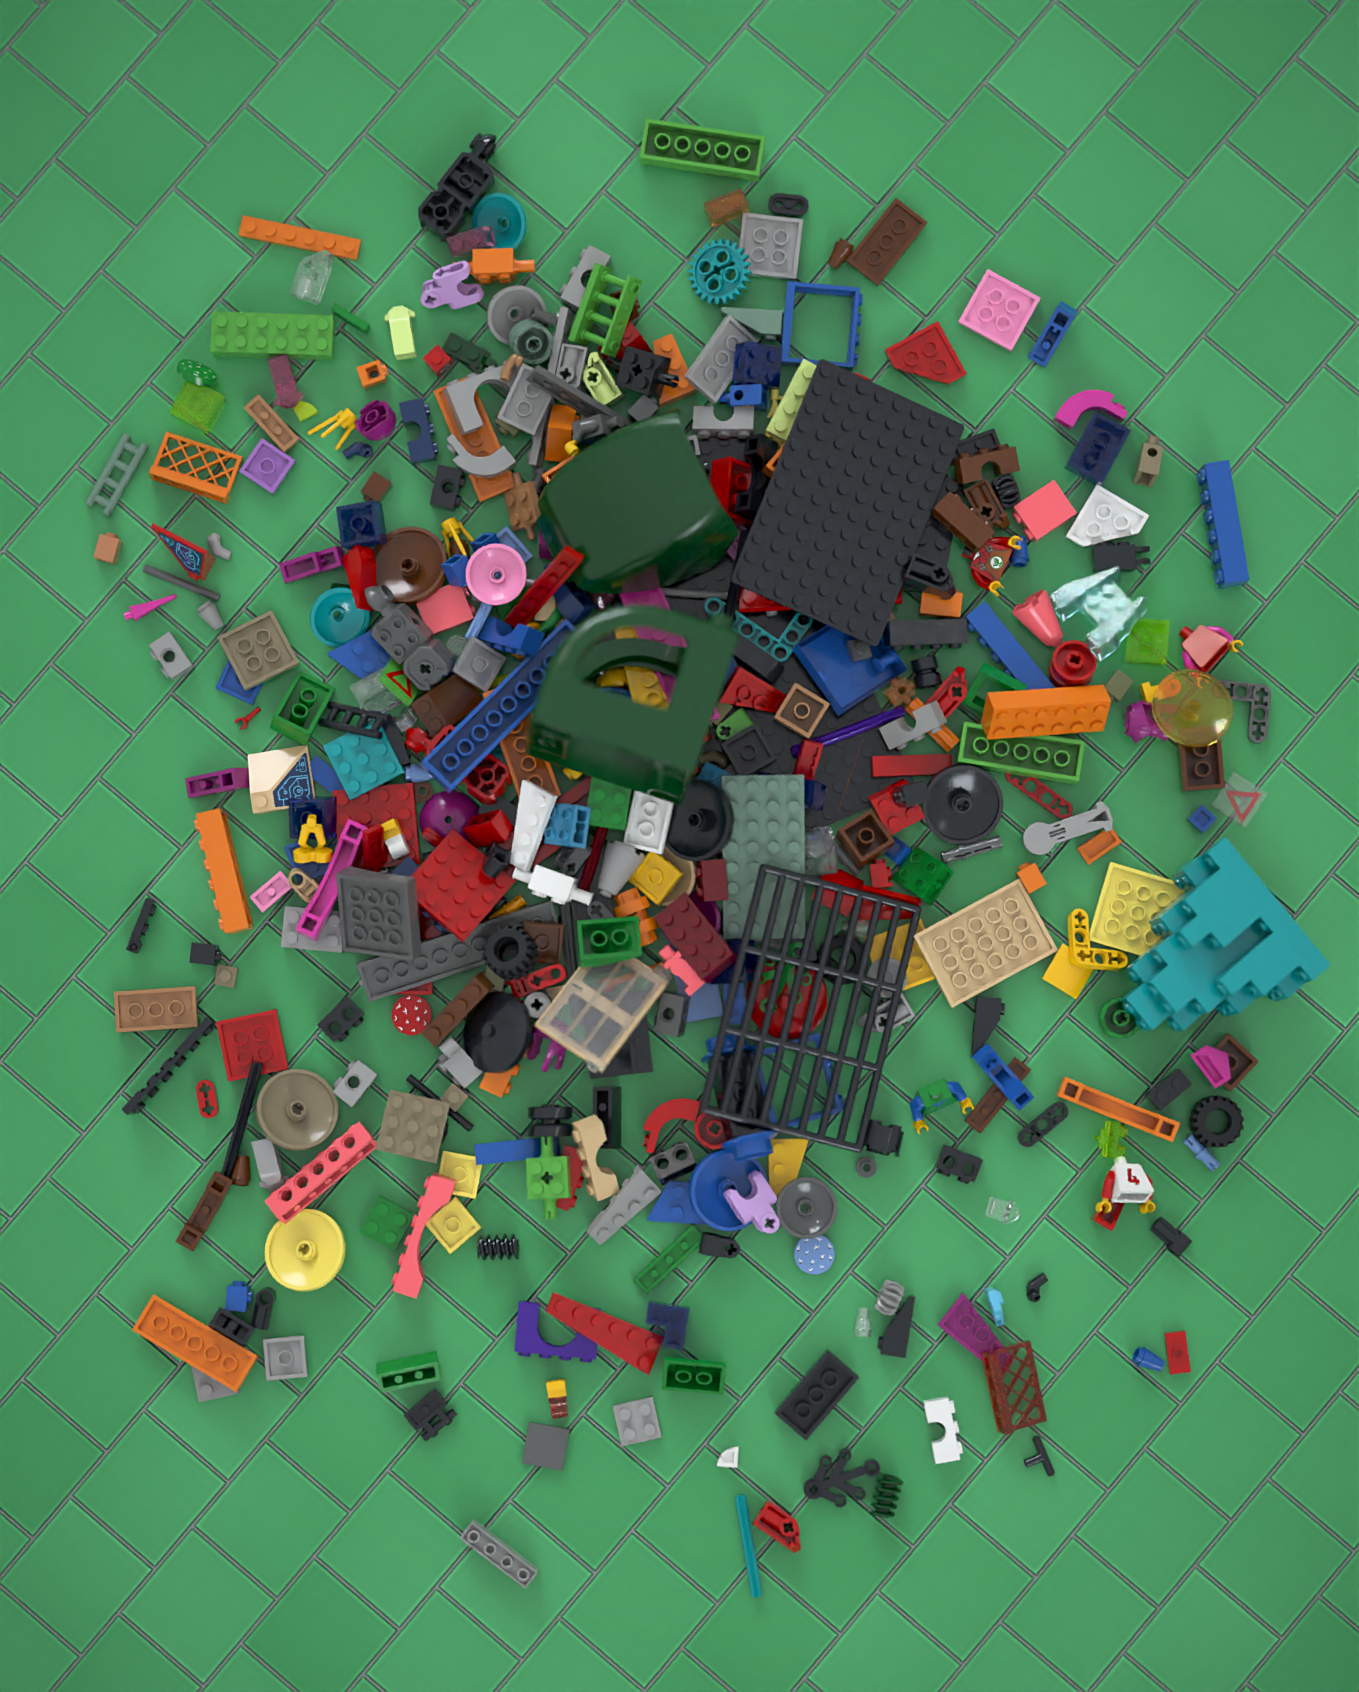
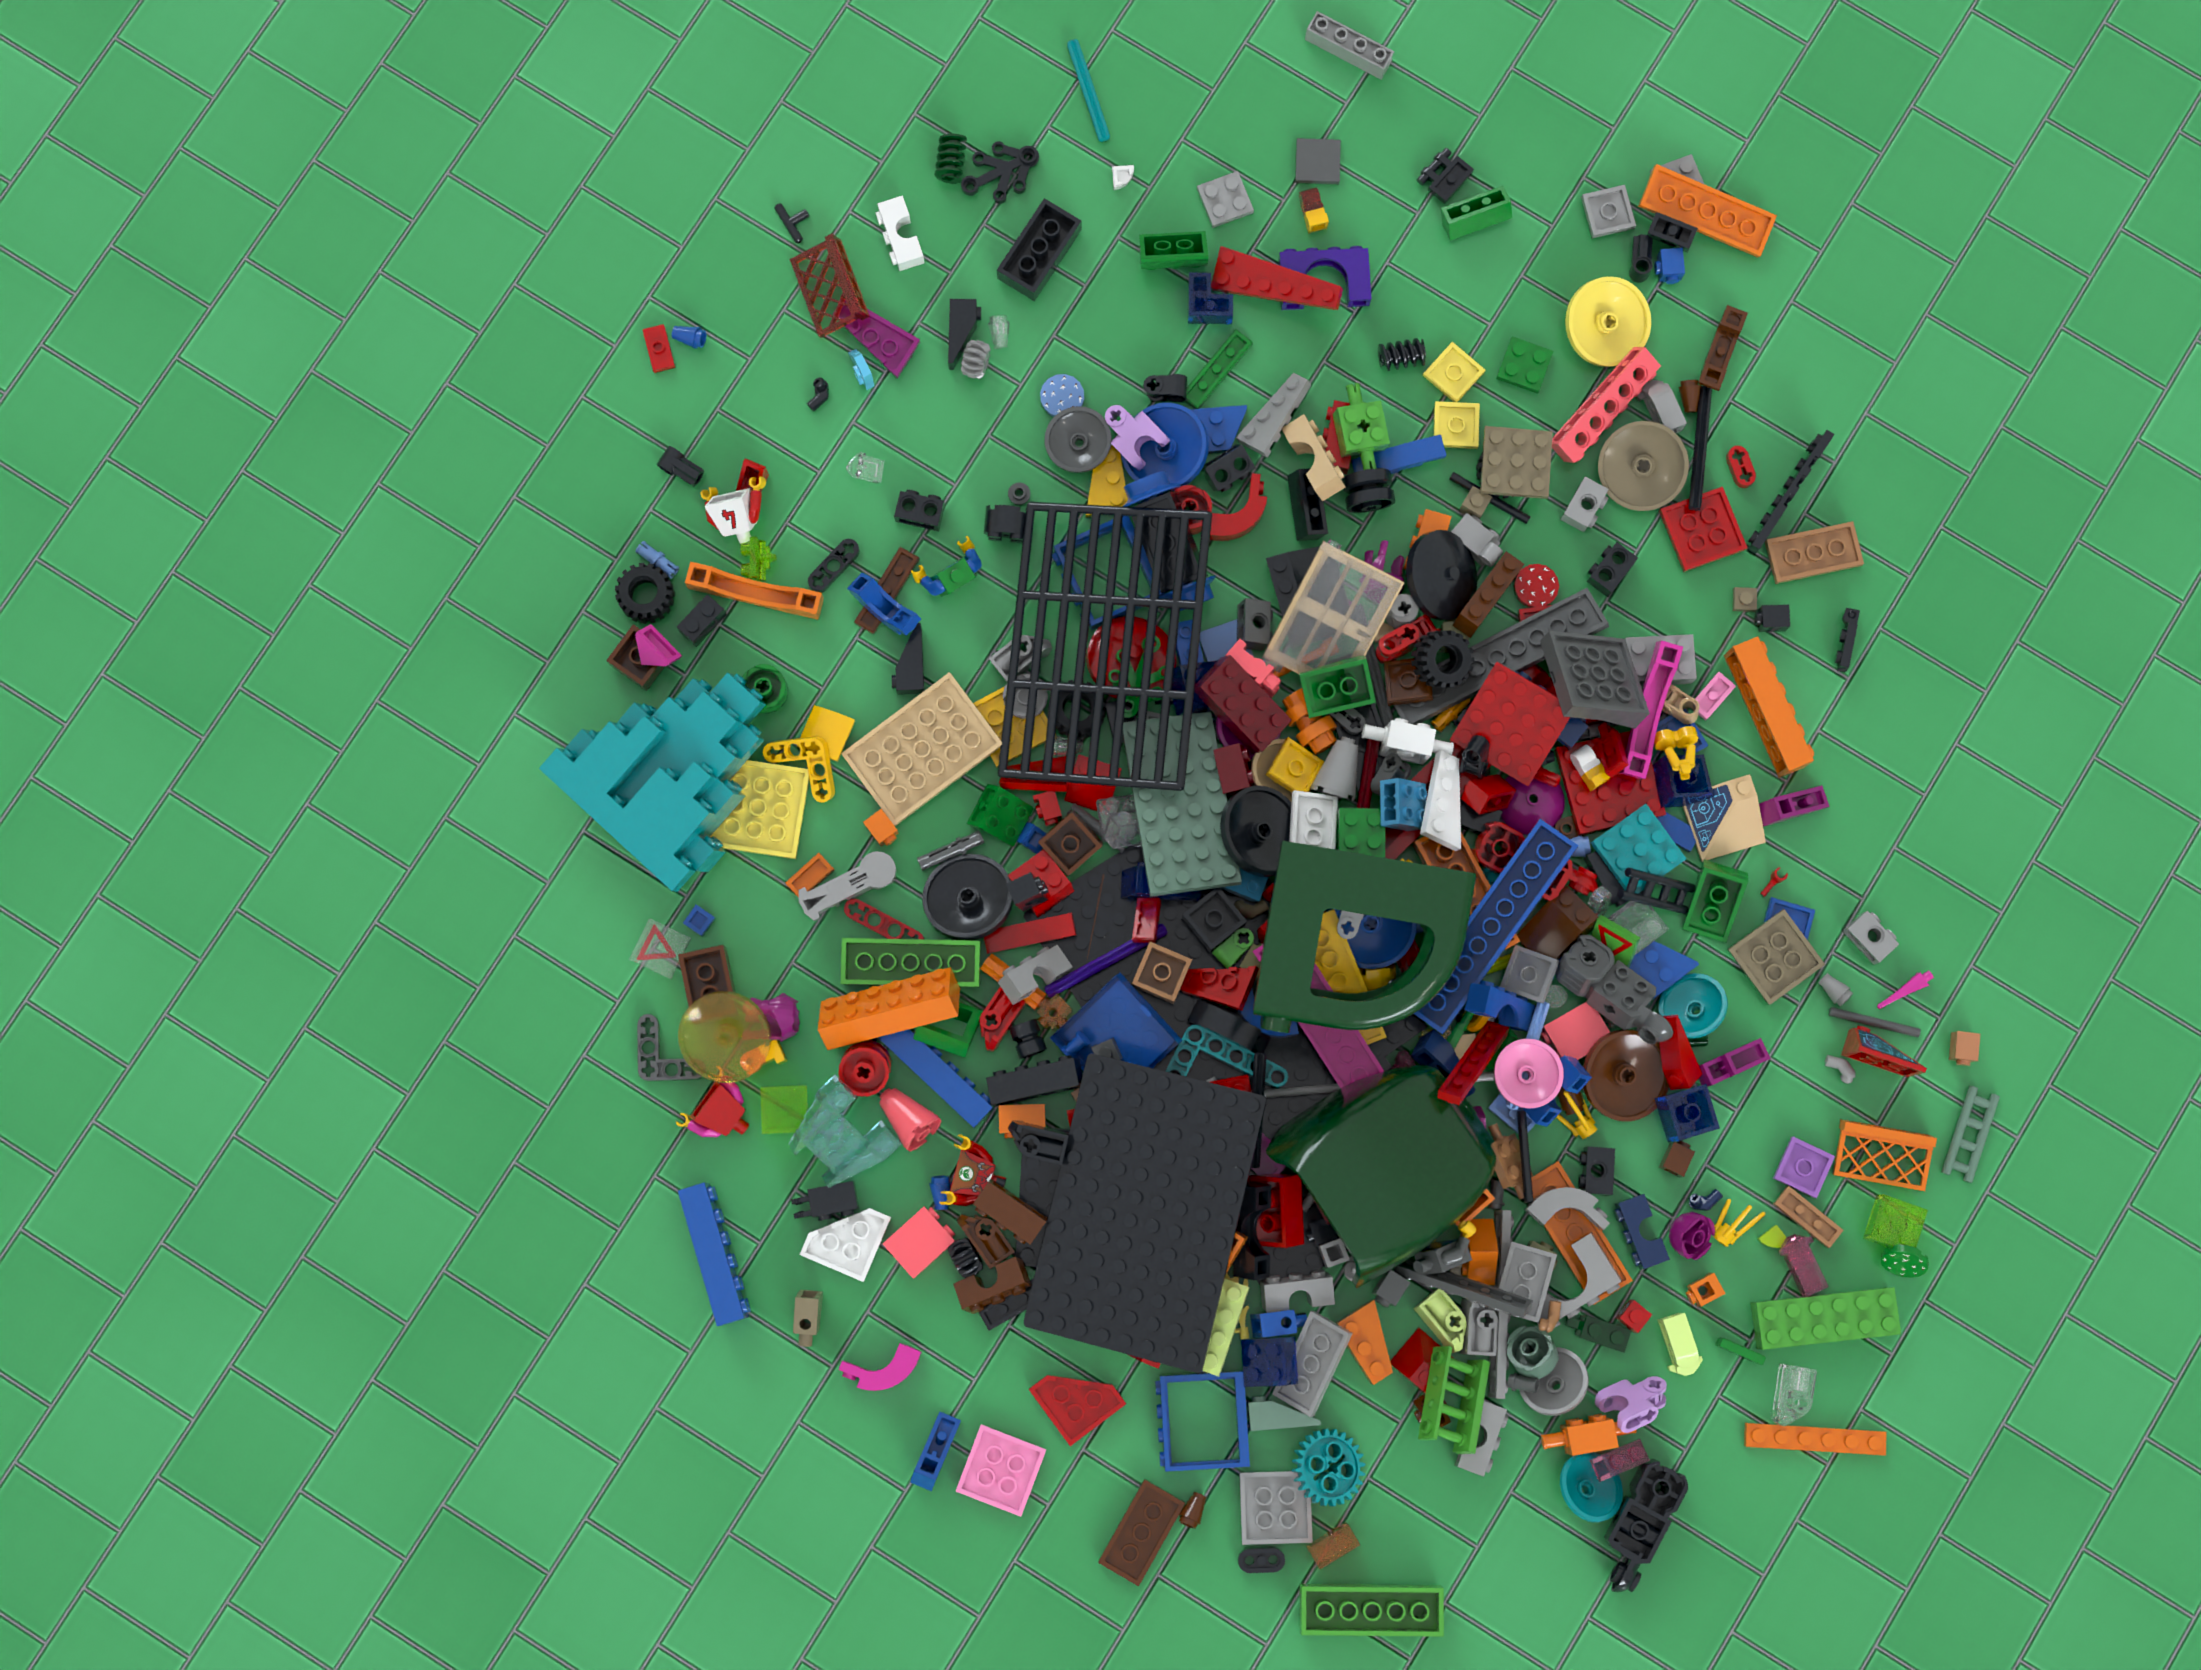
camera: 165 degrees right, 5 degrees down
(411, 1274) = (1490, 315): coral arch -> none
(509, 505) = (1525, 1157): none -> black bar
(643, 371) = (1399, 1333): black brick -> none
(771, 1521) = (1069, 115): red piece -> none
(1097, 449) = (867, 1322): clear blue brick -> none
(1118, 685) = (812, 1054): olive brick -> none

